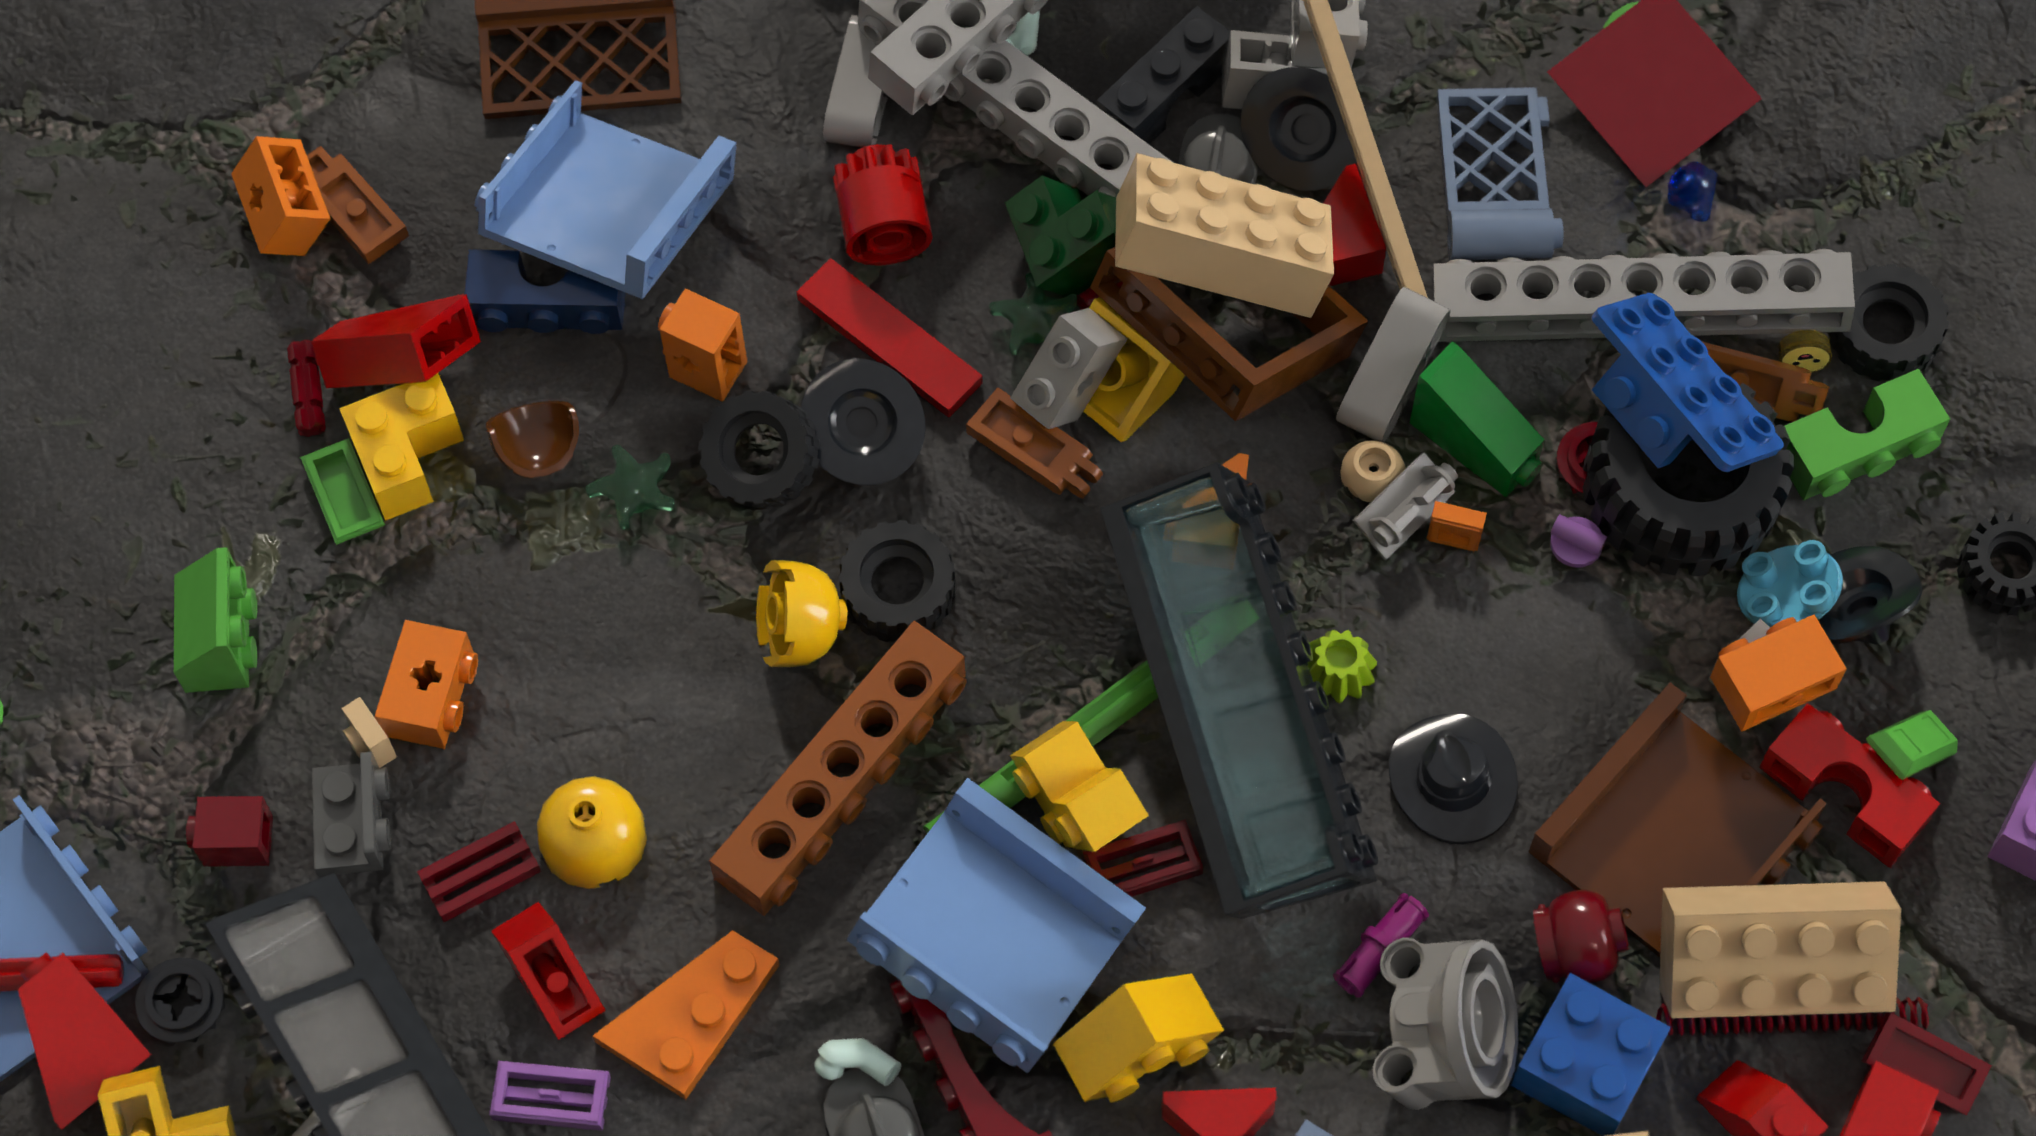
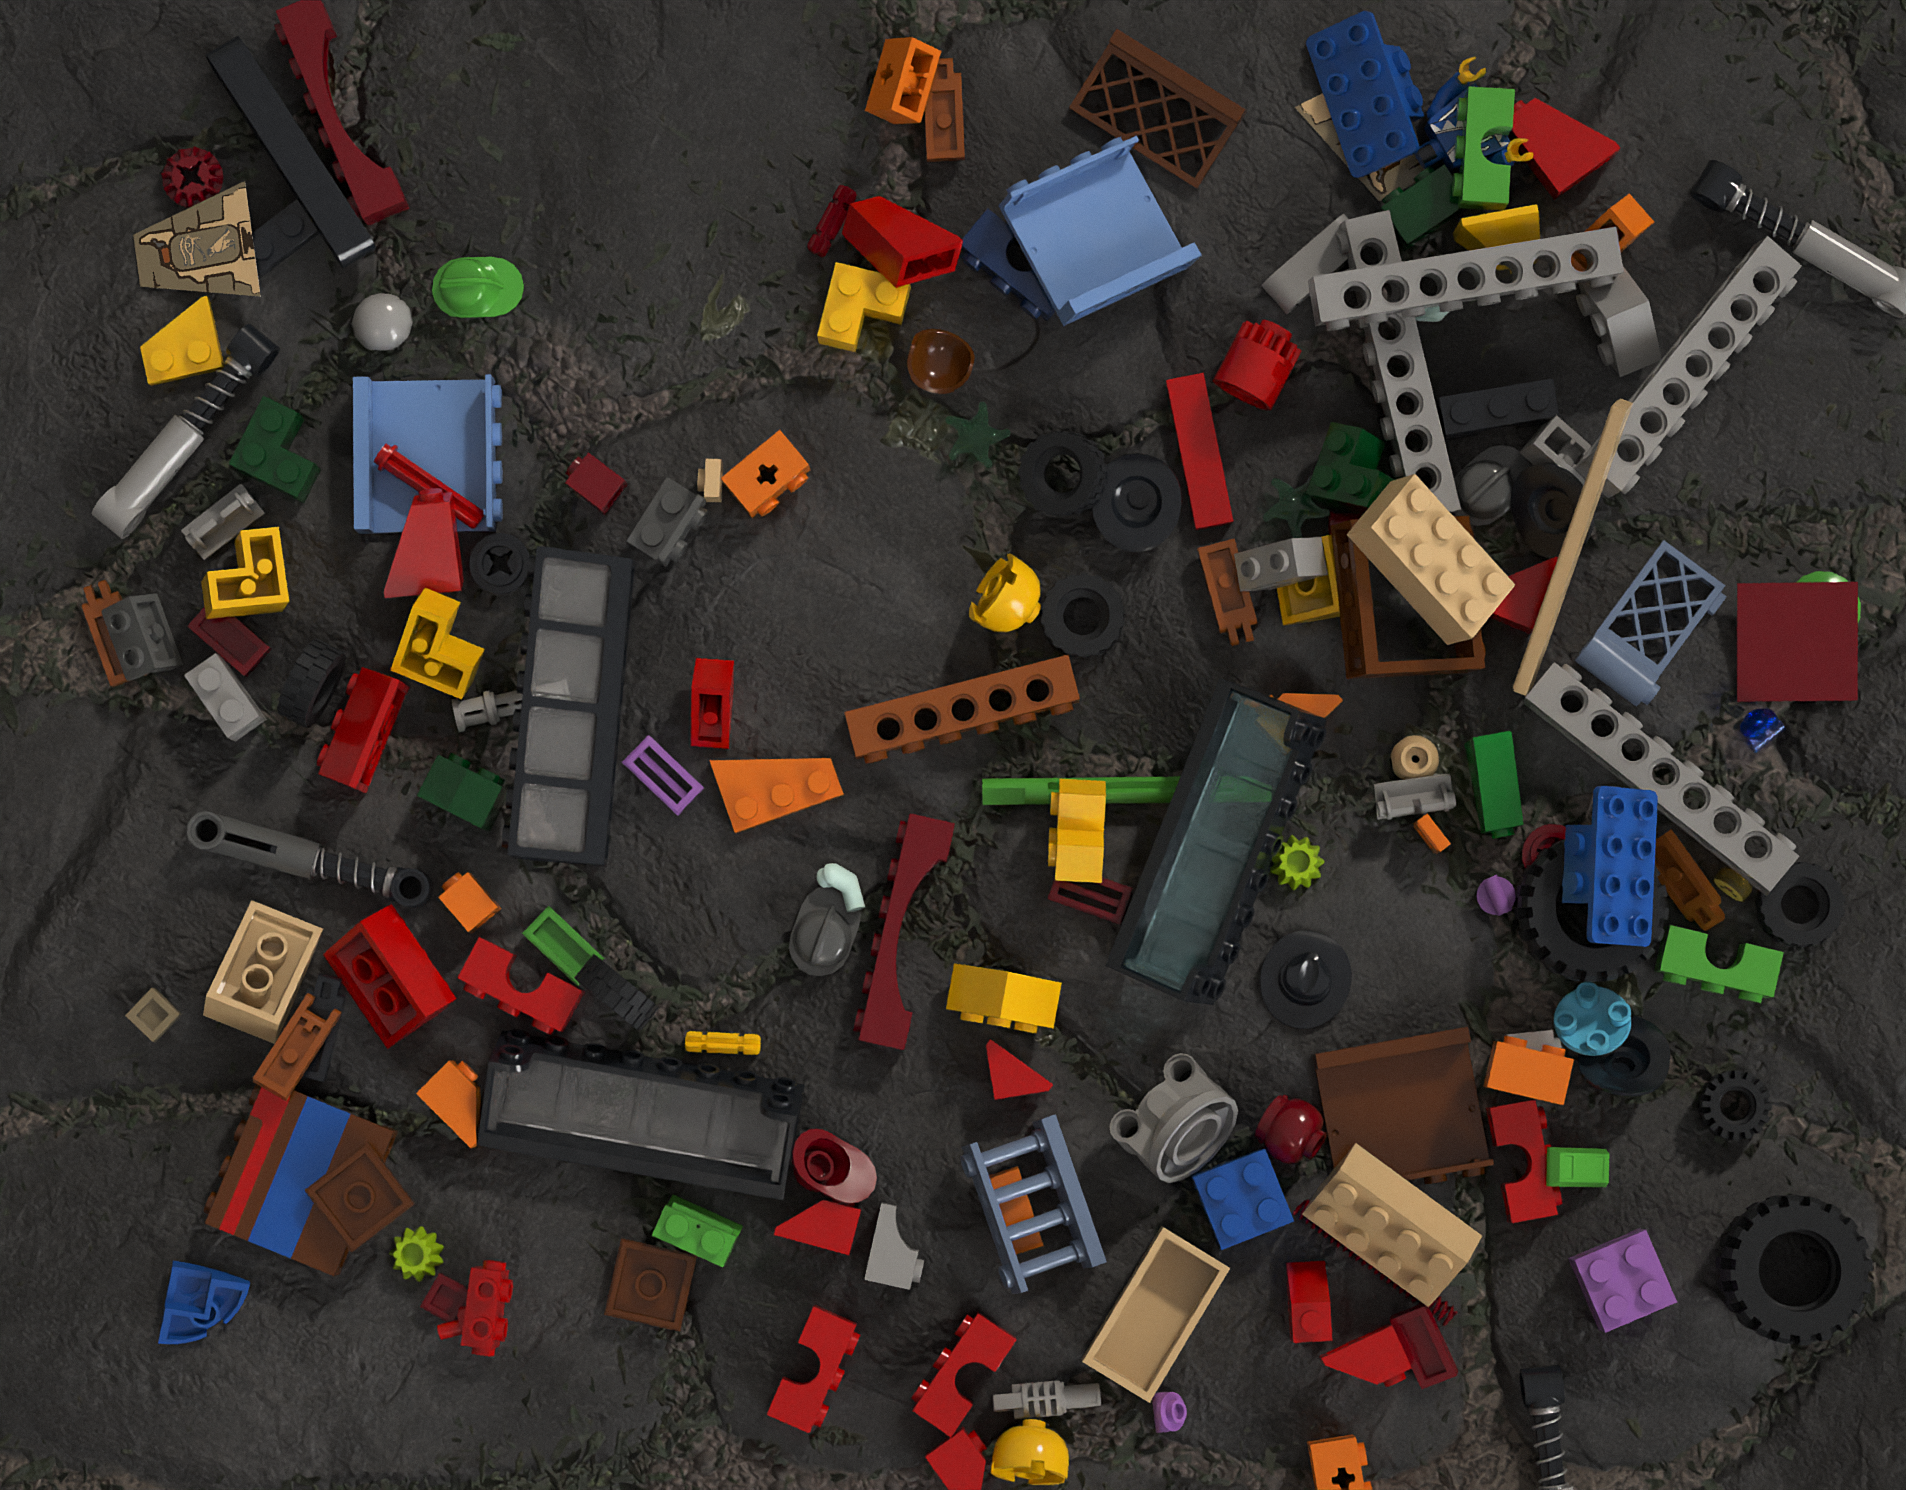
camera: 40 degrees right, 20 degrees up
(213, 624) = (670, 345): bright green slope -> none
(342, 491) = (805, 308): bright green tile -> none
(471, 854) = (685, 607): dark red tile -> none
(591, 832) = (804, 653): yellow cylinder -> none
(702, 344) = (1078, 379): orange brick -> none
(996, 926) = (970, 874): medium blue panel -> none
(1364, 962) = (1189, 1043): magenta pin -> none
(1393, 364) = (1476, 707): light grey beam -> none

